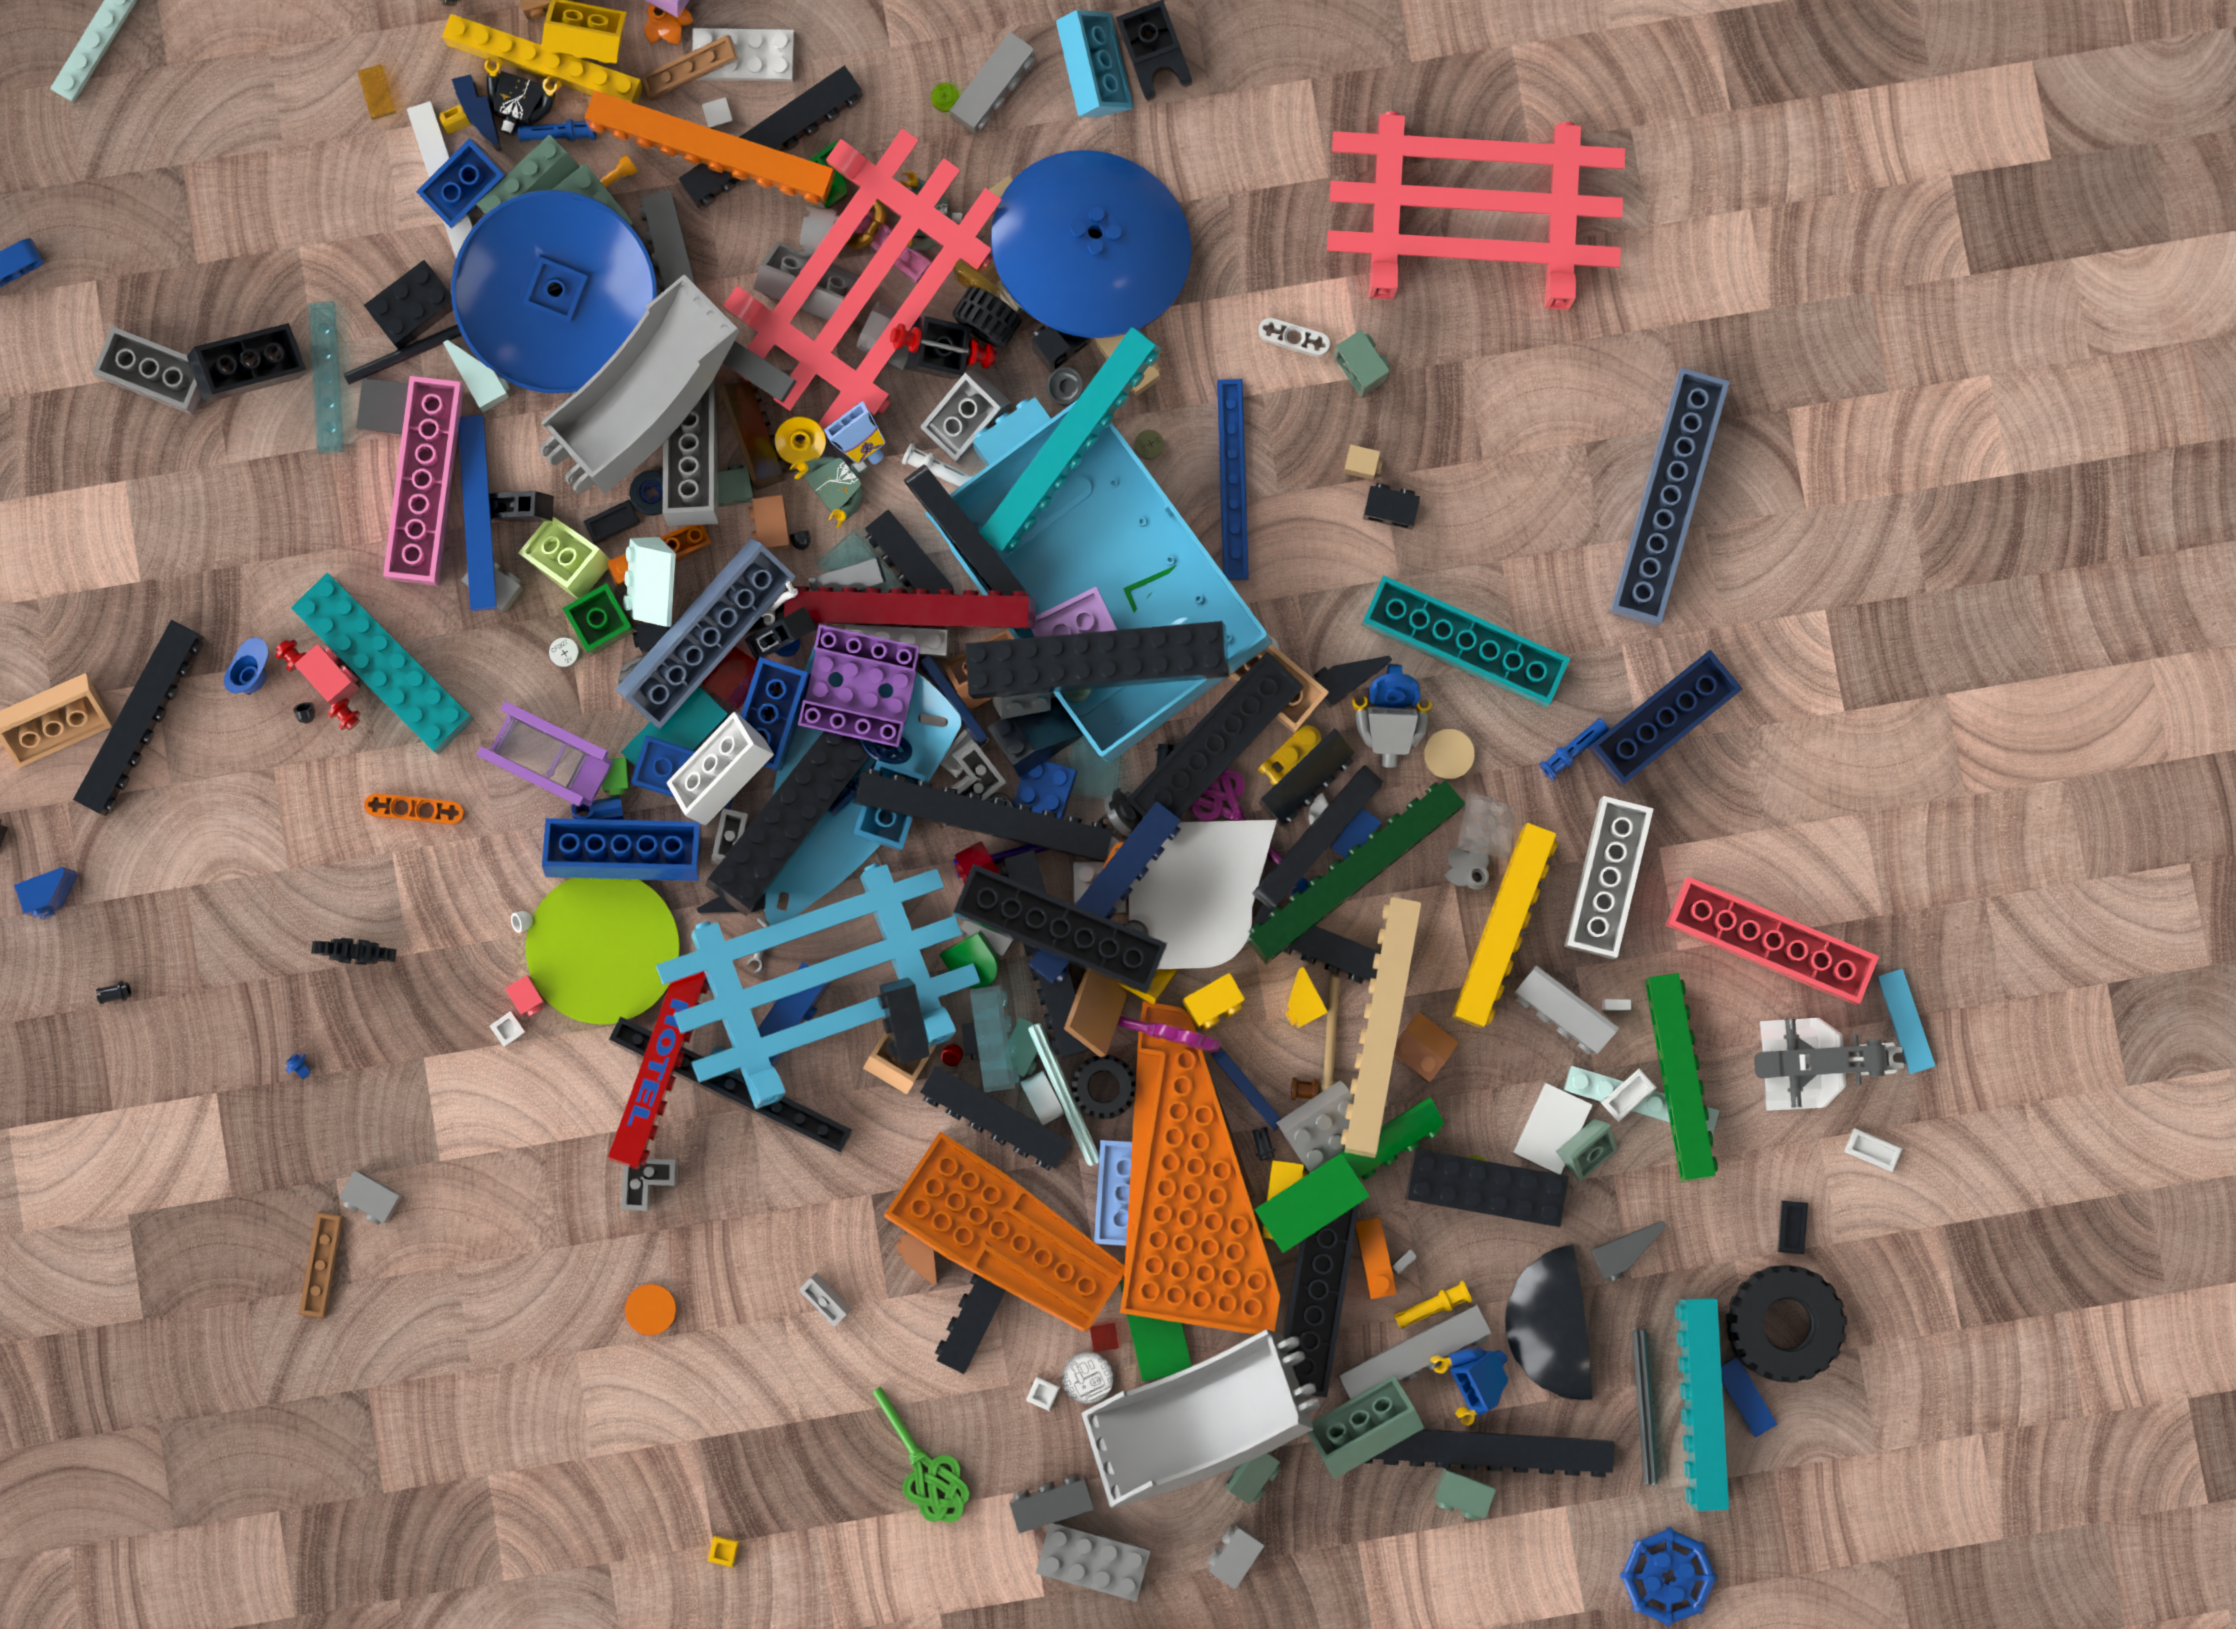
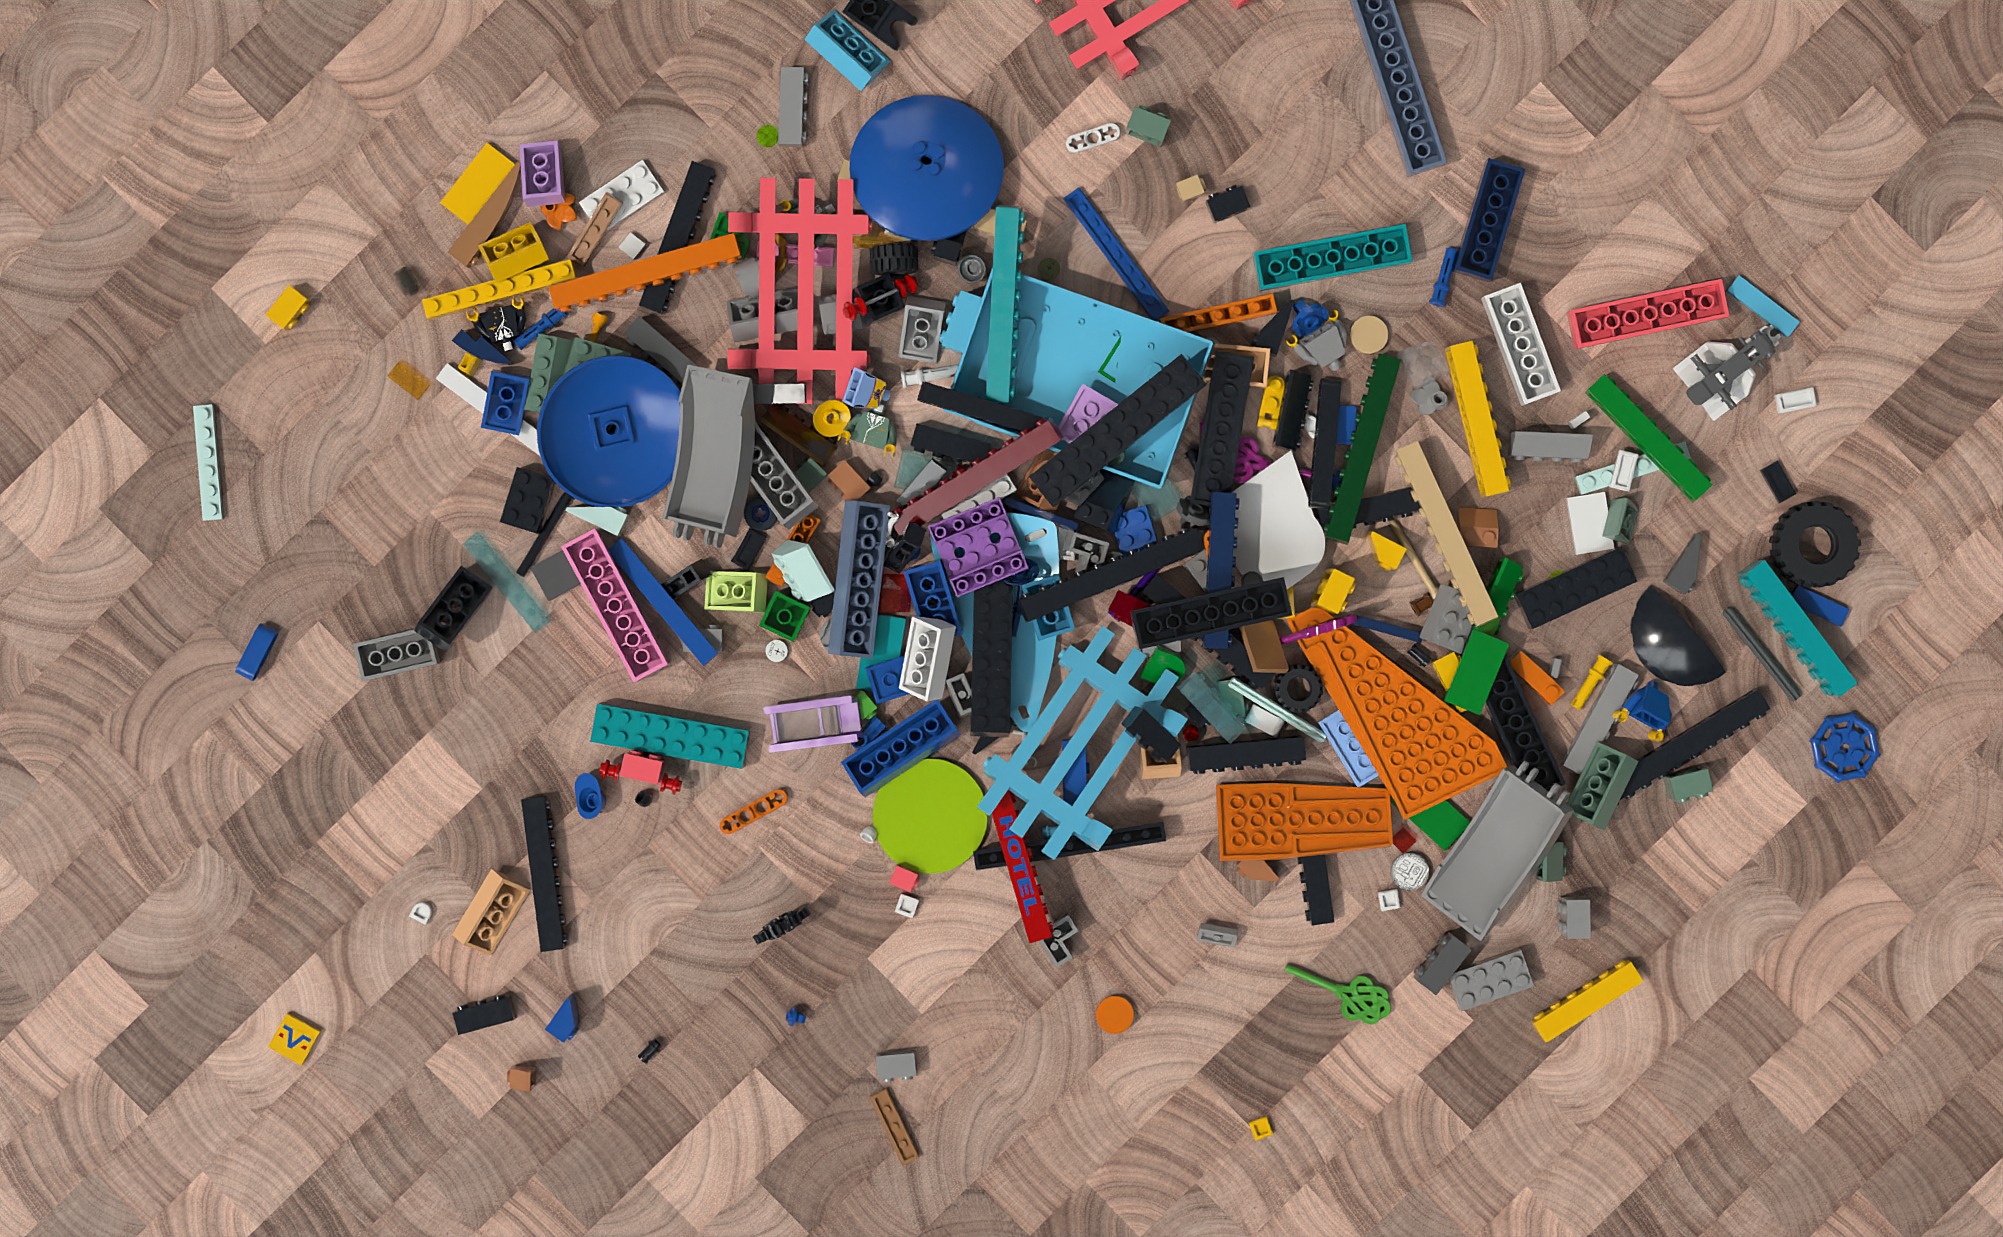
camera: 35 degrees left, 5 degrees up
(1304, 621) = (1223, 314): none -> orange brick

